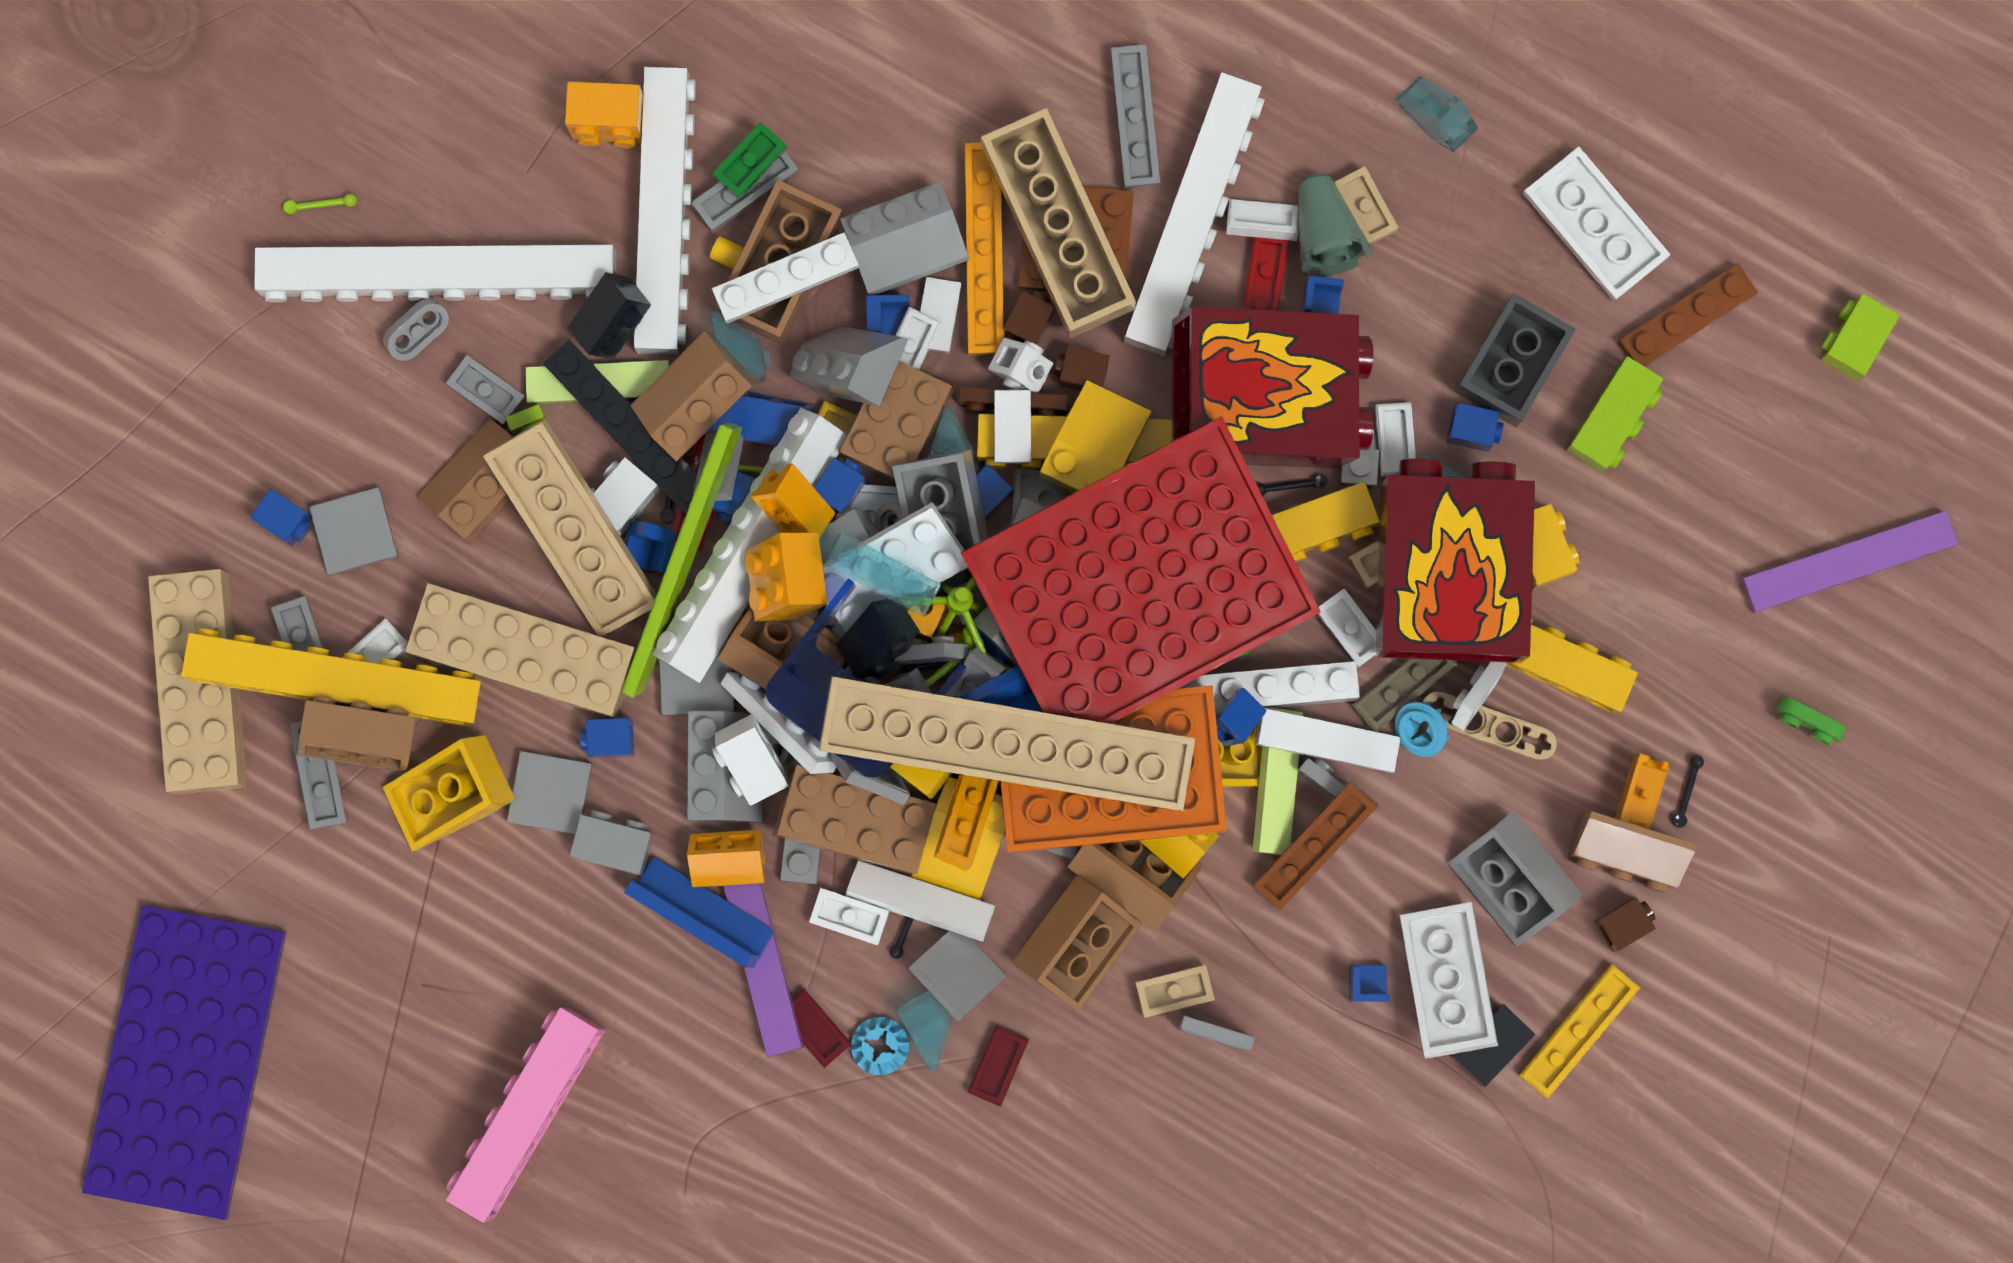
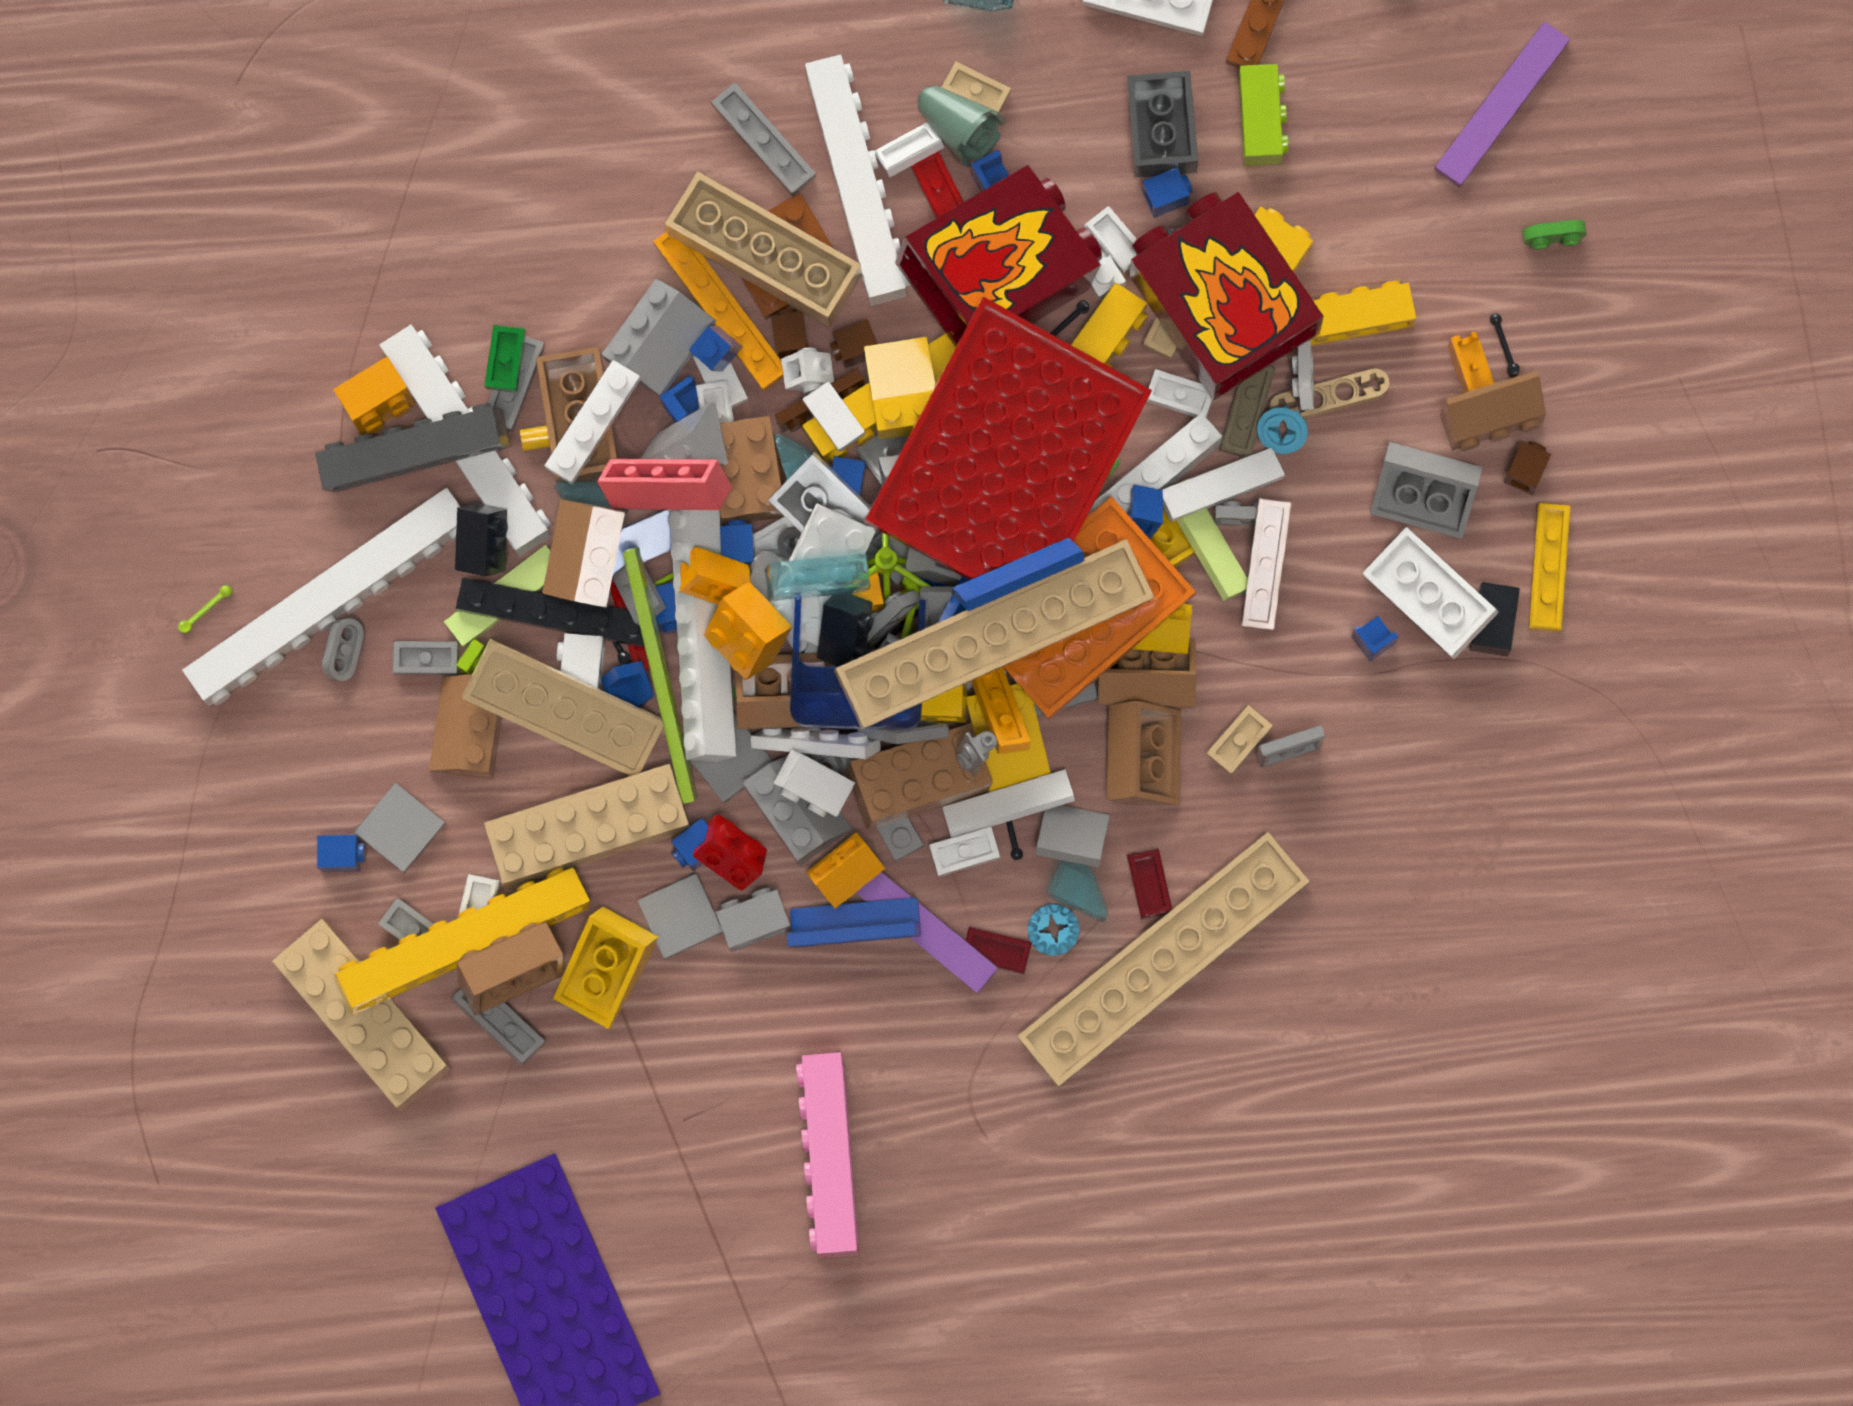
camera: 30 degrees left, 5 degrees down
(604, 187) = (413, 448): none -> dark grey brick
(634, 769) = (731, 853): none -> red bracket
(807, 385) = (664, 484): none -> coral brick
(914, 838) = (975, 751): none -> light grey hinge
(949, 286) = (715, 348): none -> blue brick
(960, 1146) = (1163, 959): none -> tan plate
(1069, 703) = (1018, 574): none -> blue tile

